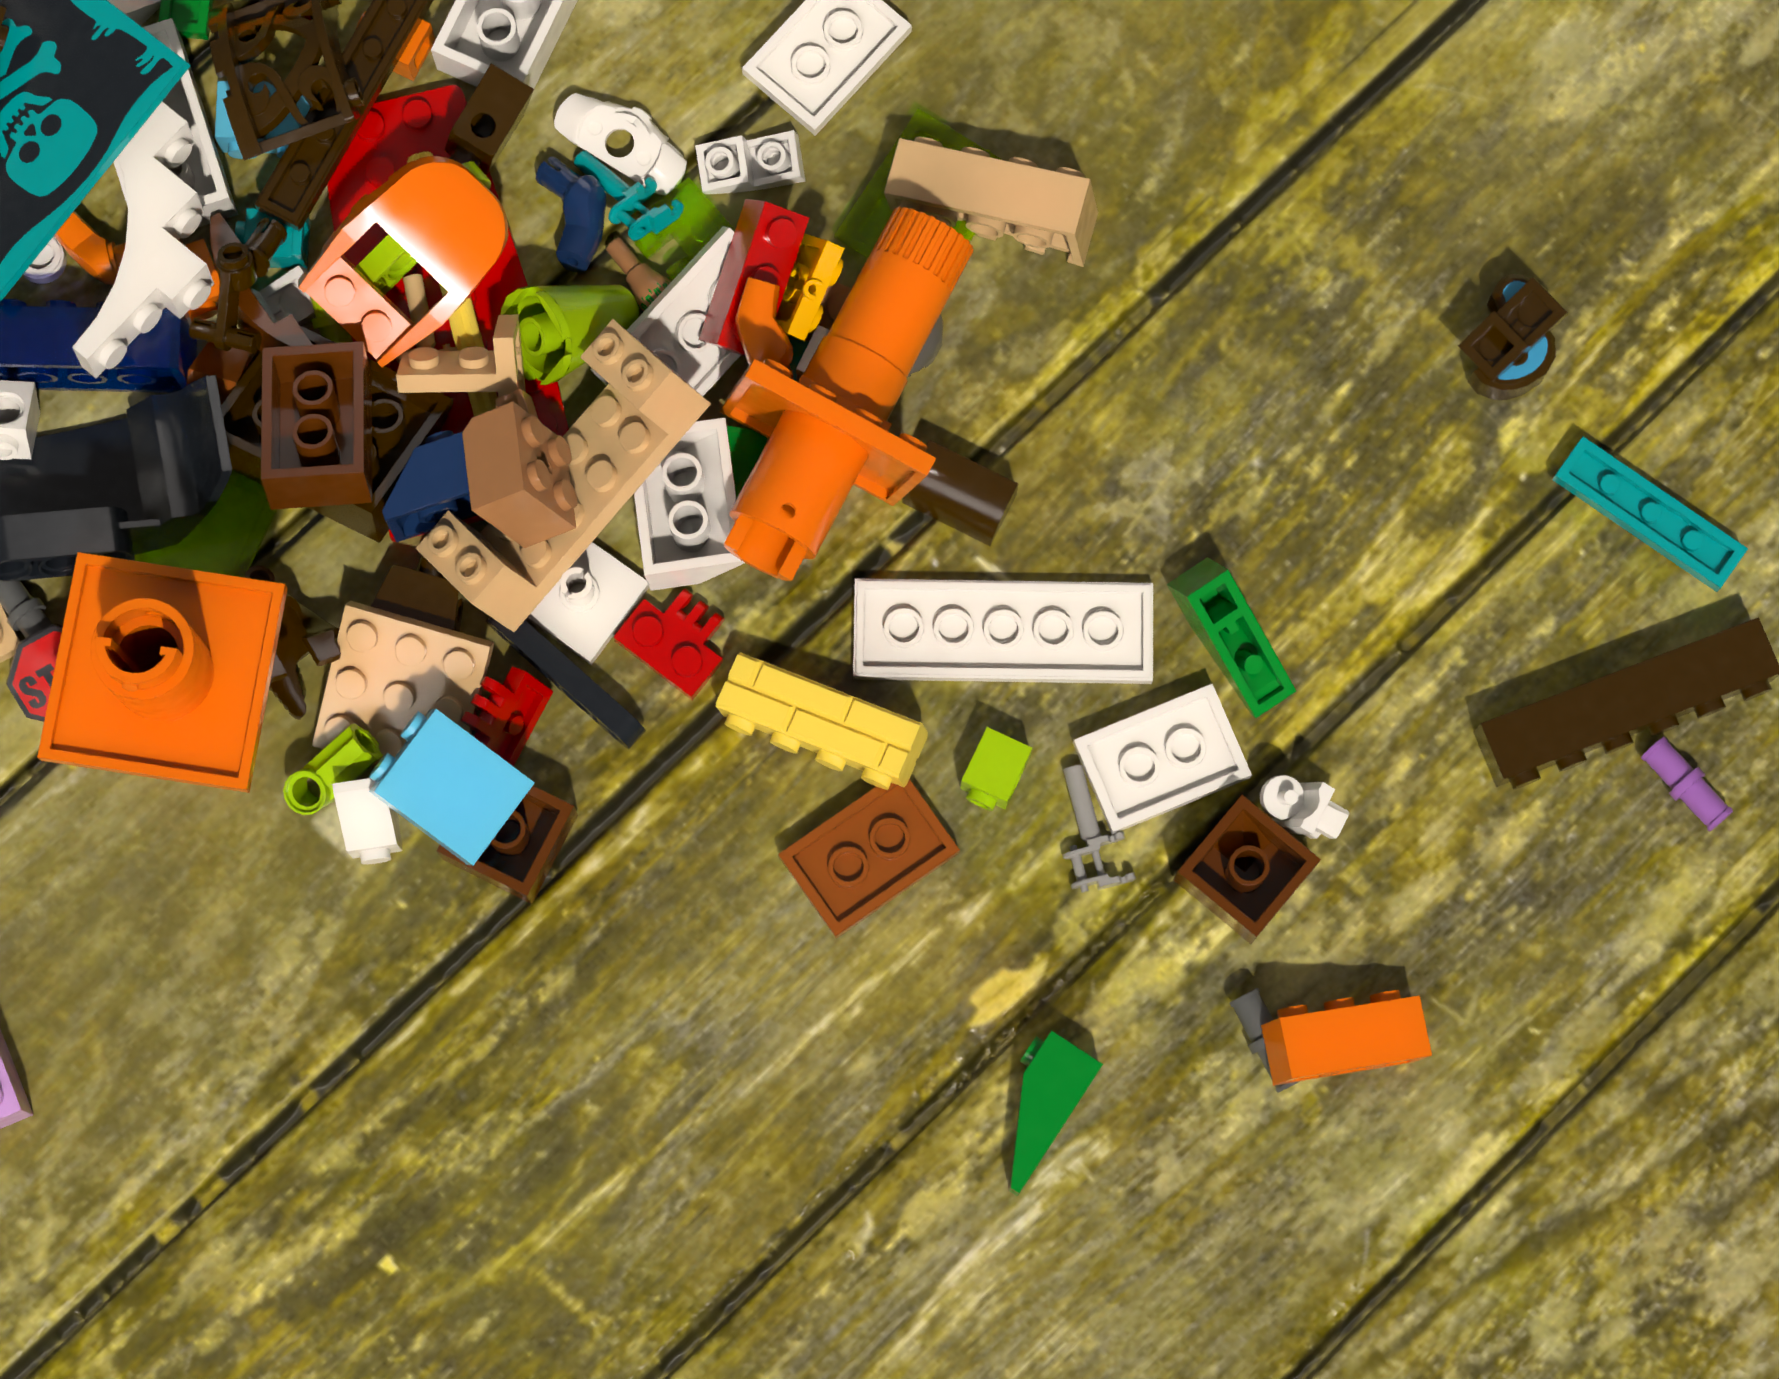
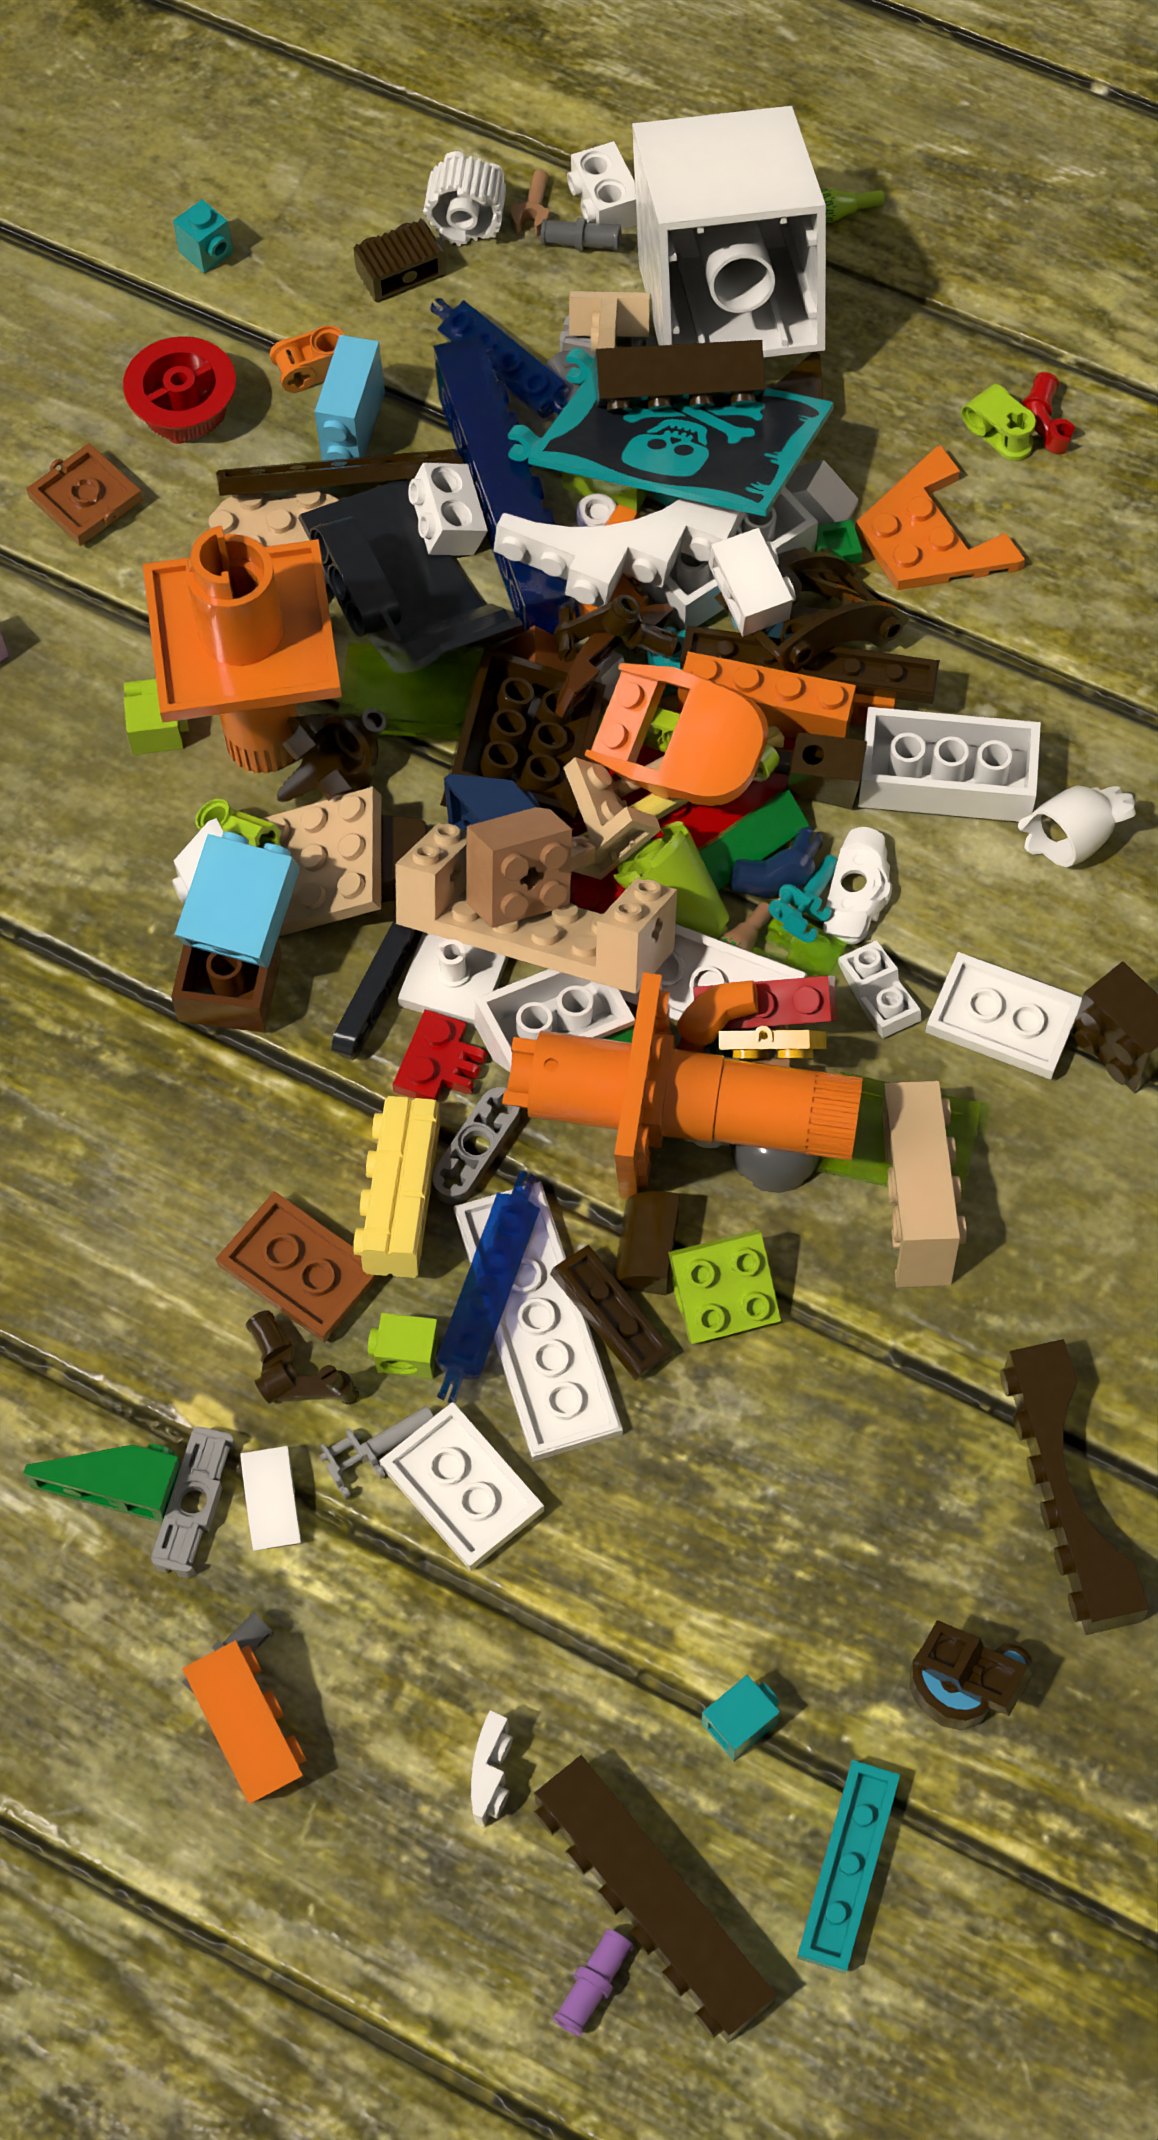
camera: 75 degrees right, 15 degrees down
(140, 830) = (144, 722): none -> lime brick
(255, 111) = (751, 581): none -> white brick
(316, 425) = (507, 708): reddish brown brick -> none
(381, 143) = (787, 698): none -> orange brick
(508, 713) = (324, 946): red hinge -> none
(529, 227) = (753, 836): none -> green tile
(774, 595) = (470, 1178): none -> light grey beam
(960, 665) = (487, 1287): none -> clear blue plate
(982, 907) = (279, 1376): none -> dark brown pin
(1025, 552) = (612, 1312): none -> dark brown tile
(1040, 431) = (724, 1286): none -> lime plate
(1113, 952) = (270, 1498): none -> white slope
(1119, 1053) = (183, 1530): none -> light grey piece
(1232, 635) = (594, 1510): green slope -> none
(1246, 869) = (375, 1584): reddish brown slope -> none
(1251, 165) = (1101, 1578): none -> dark brown arch
(1303, 807) = (447, 1612): white hips -> none
(1477, 826) = (487, 1782): none -> white slope
(1481, 563) = (741, 1716): none -> teal brick

